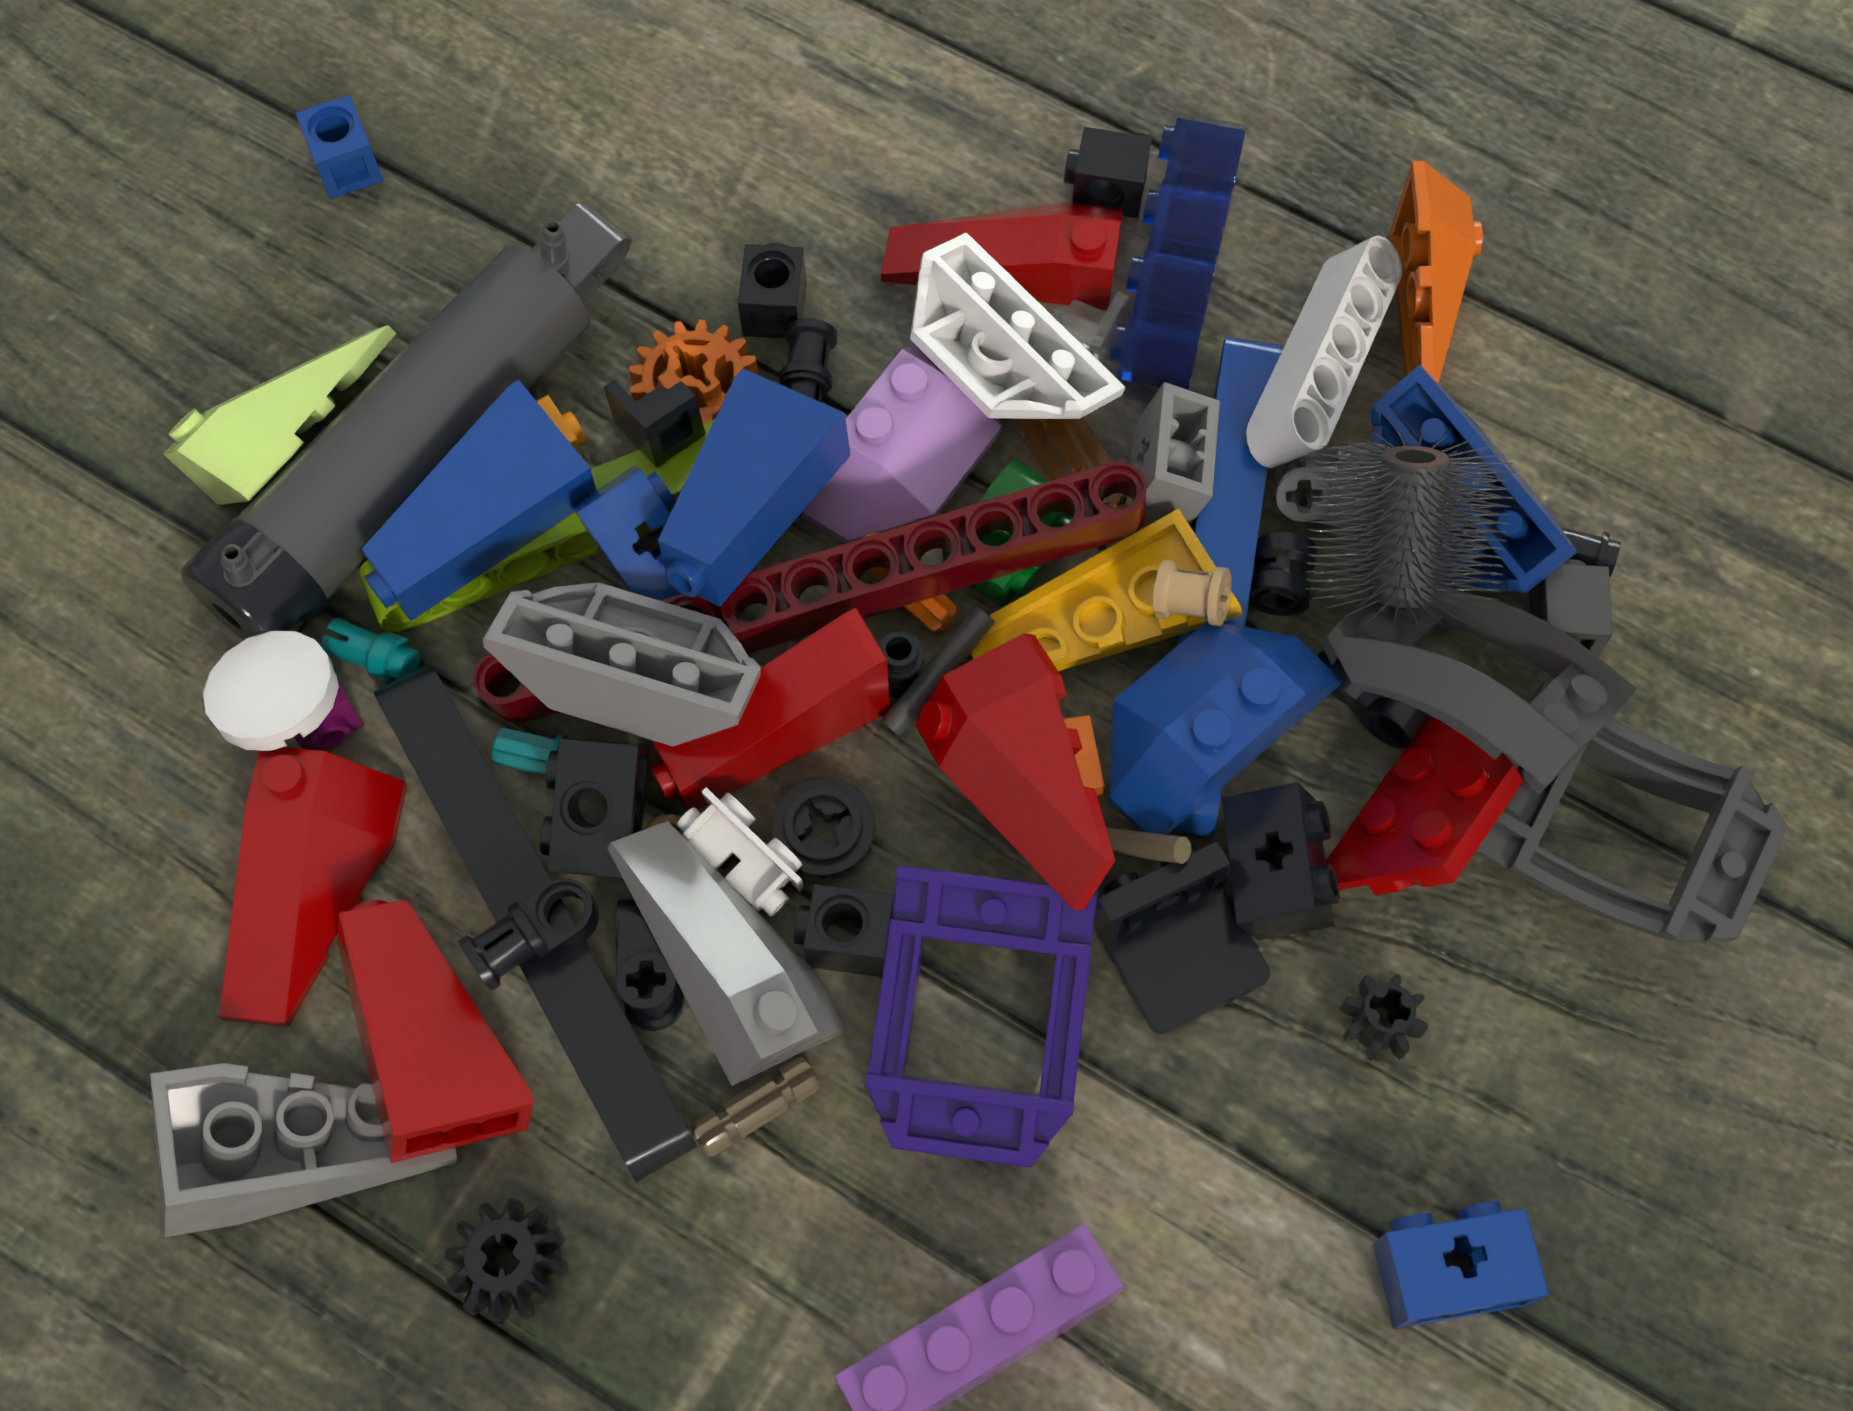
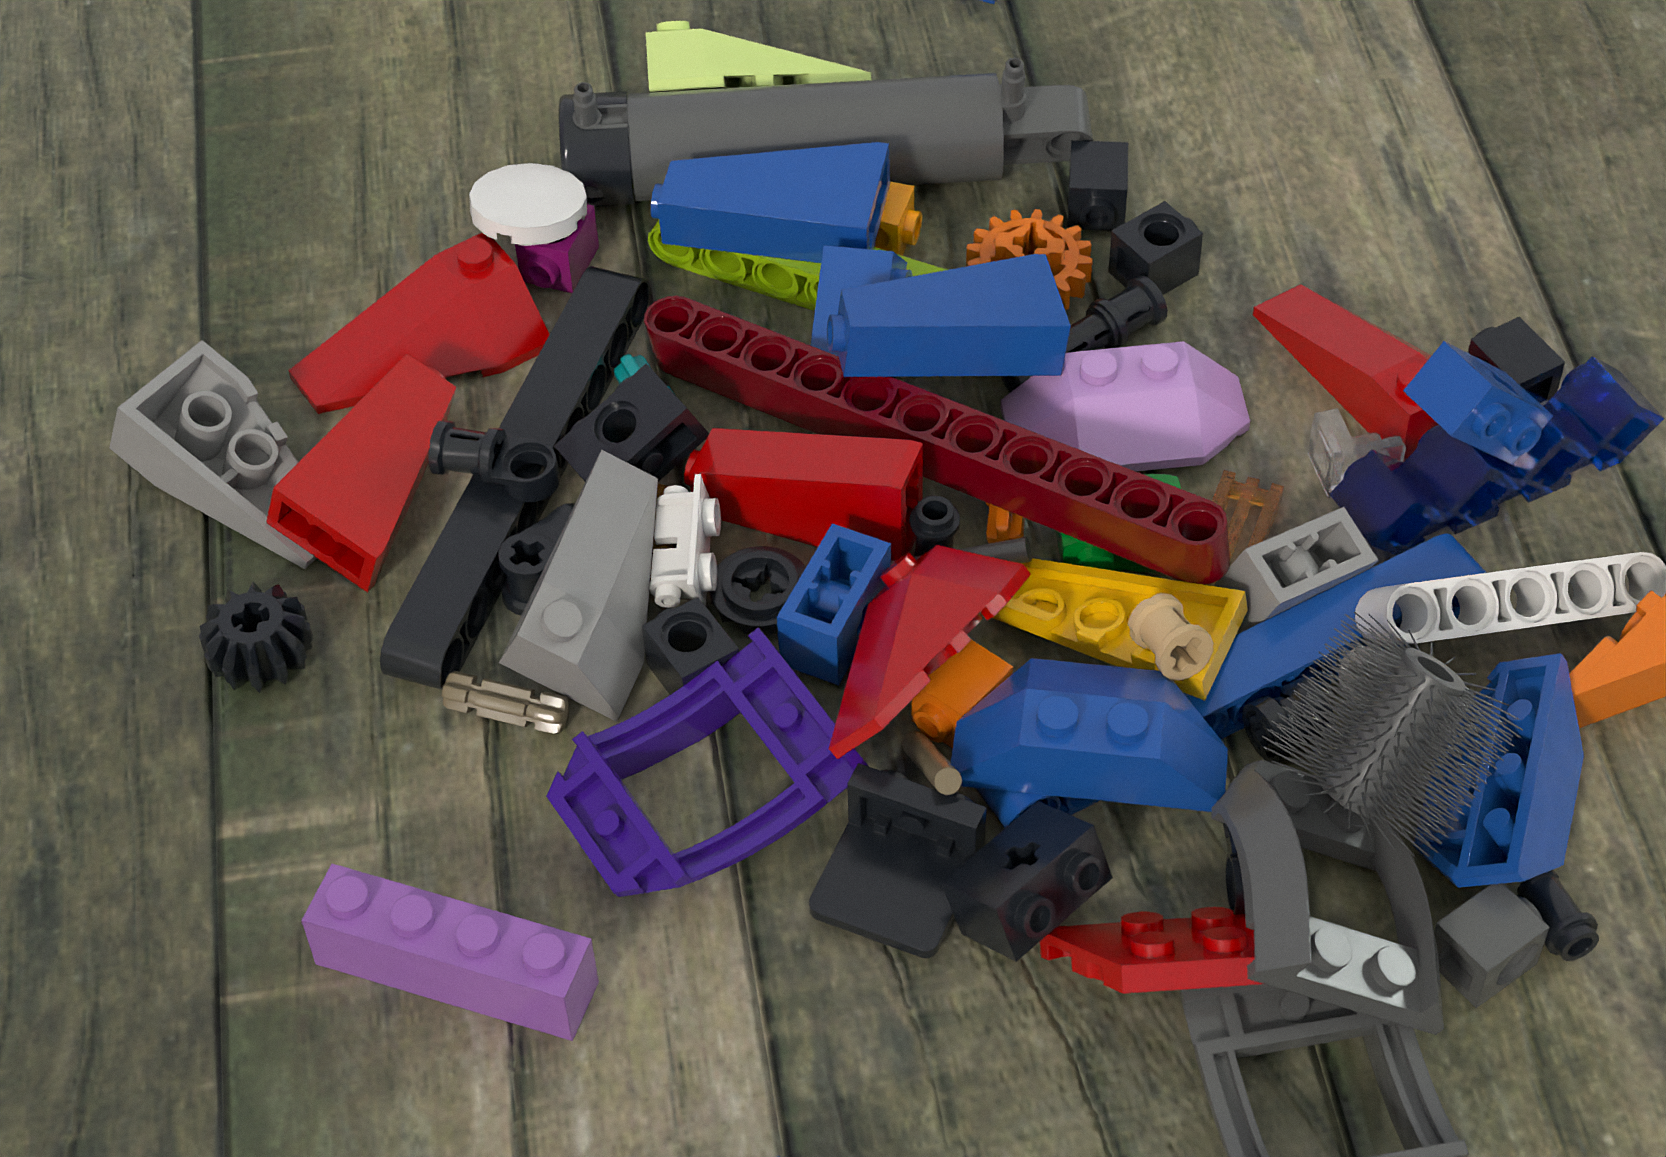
camera: 50 degrees right, 15 degrees down
(383, 655) = (625, 249): teal animal -> none
(625, 660) = (738, 345): light grey wedge -> none
(659, 421) = (957, 244): black panel -> none
(666, 272) = (1097, 185): none -> black brick
(908, 788) = (829, 603): none -> blue brick
(1001, 340) = (1262, 390): white wedge -> none
(1168, 222) = (1478, 403): none -> blue brick
(1401, 1015) = (973, 1050): black gear -> none

